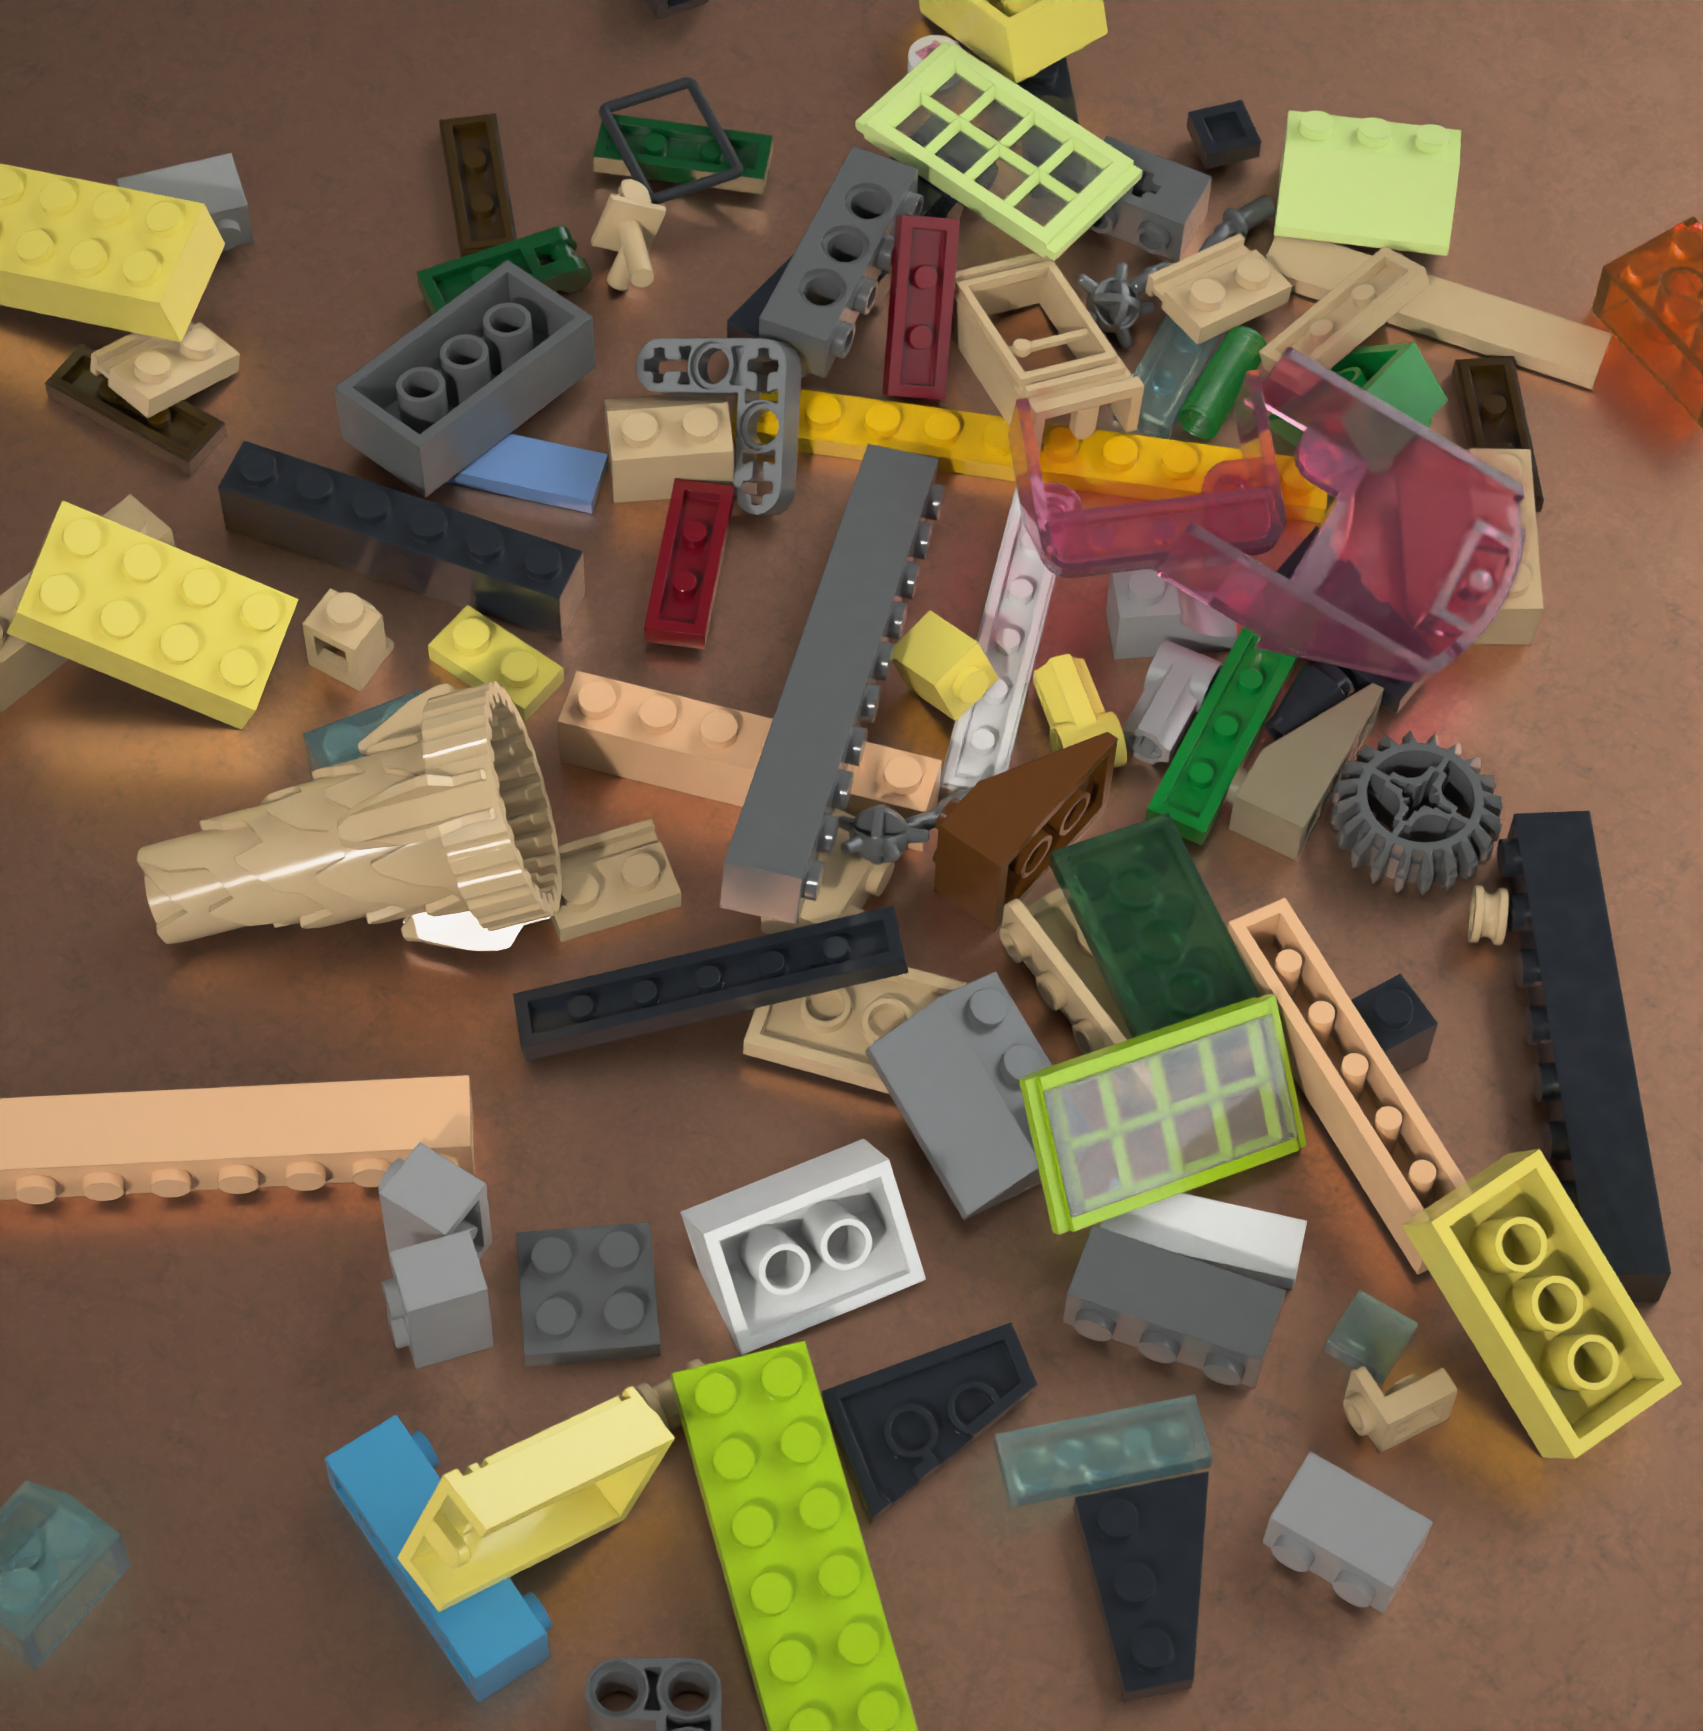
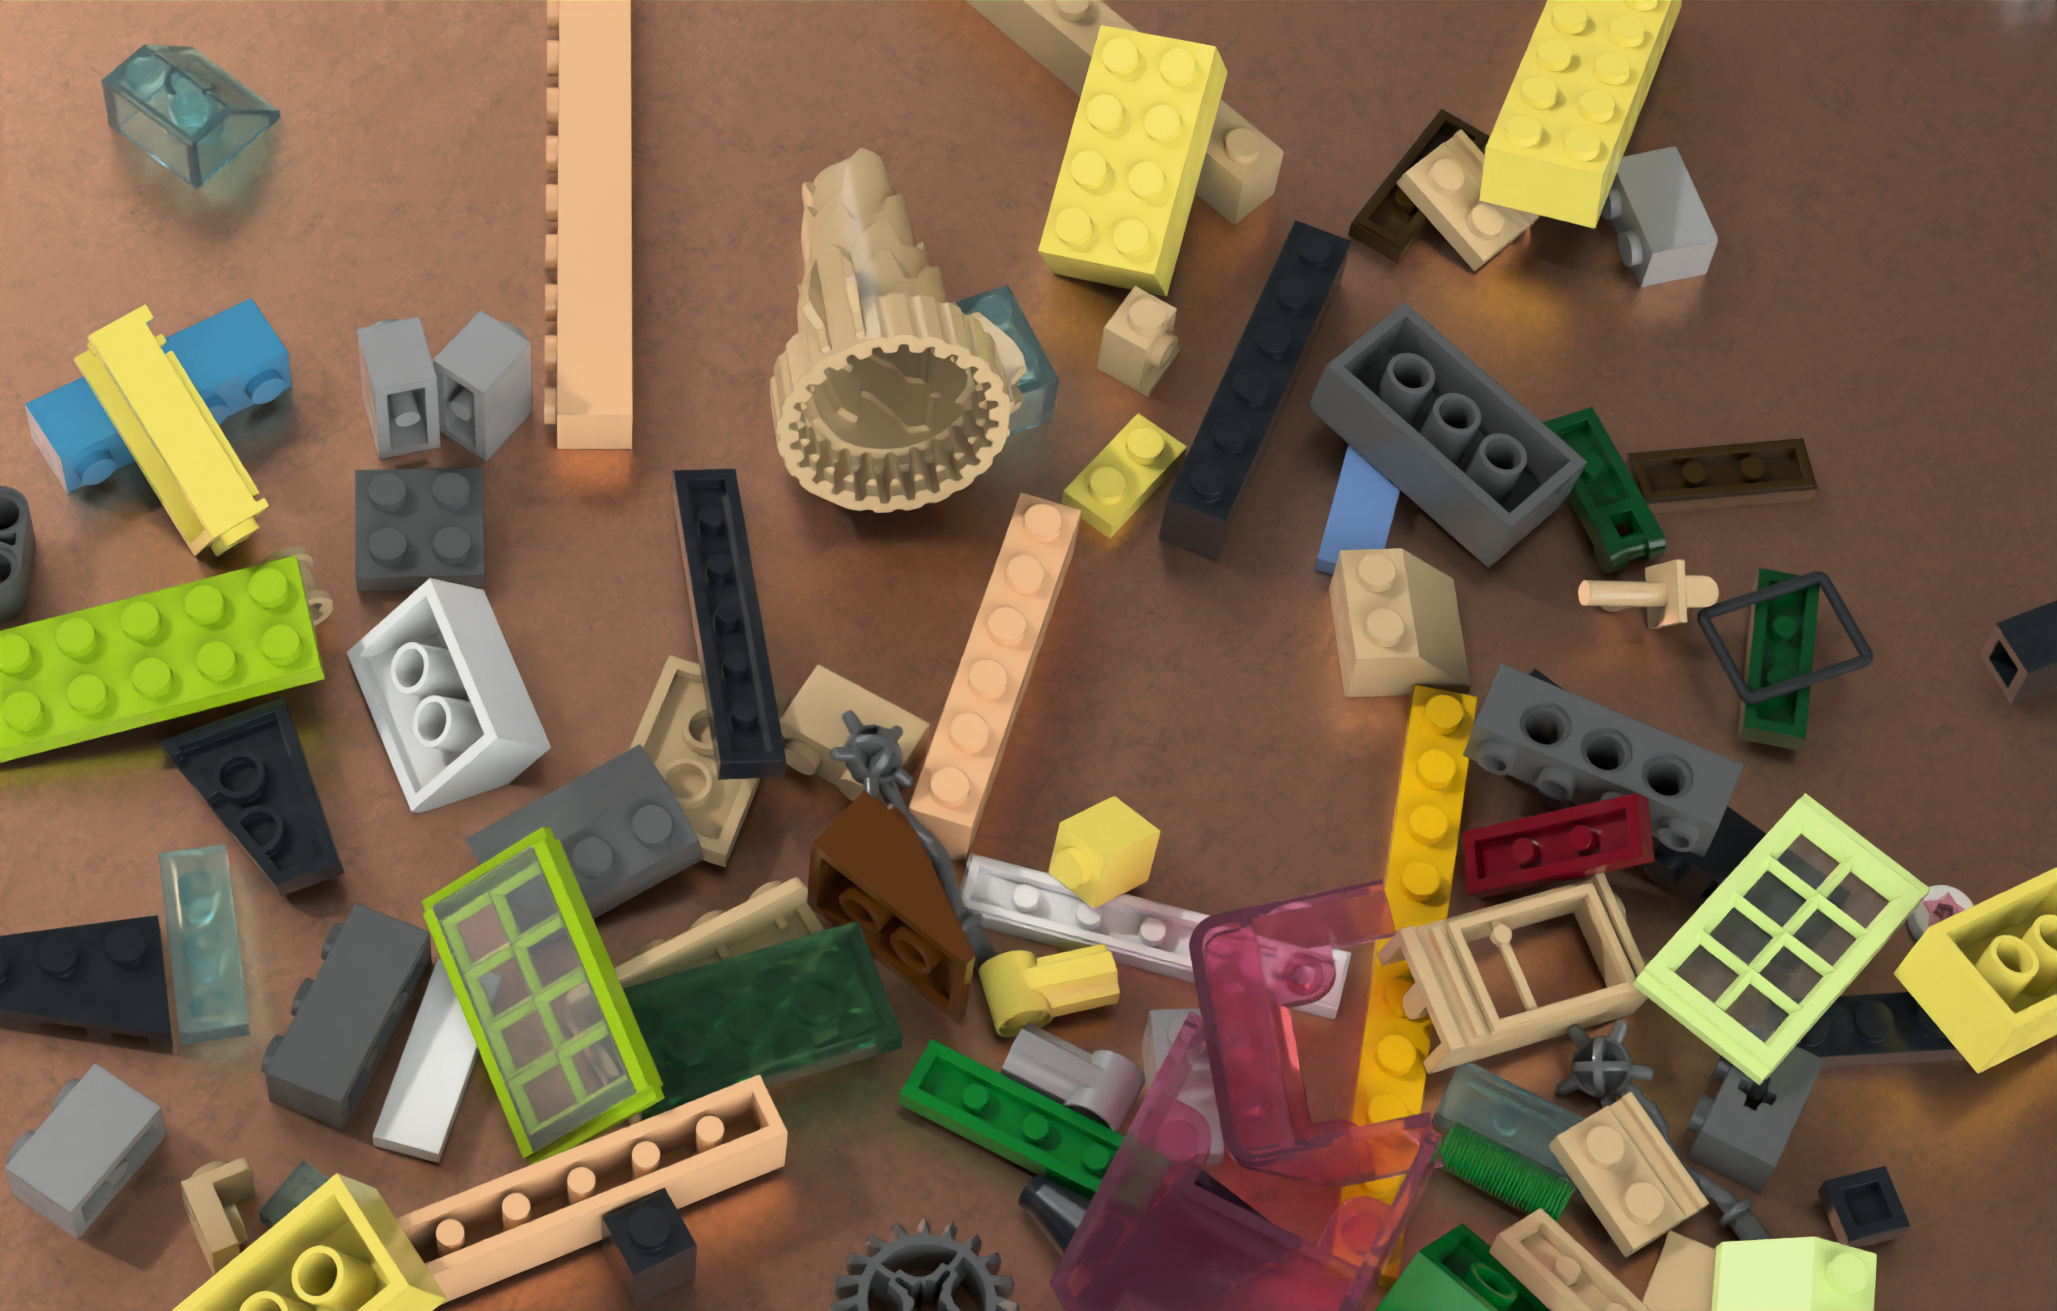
camera: 85 degrees right, 0 degrees up
(614, 880) = (870, 563): tan plate -> none
(689, 564) = (1242, 640): dark red plate -> none
(746, 381) = (1444, 688): dark grey beam -> none
(832, 688) = (1058, 718): dark grey brick -> none
(1296, 775) = (961, 1180): dark tan slope -> none

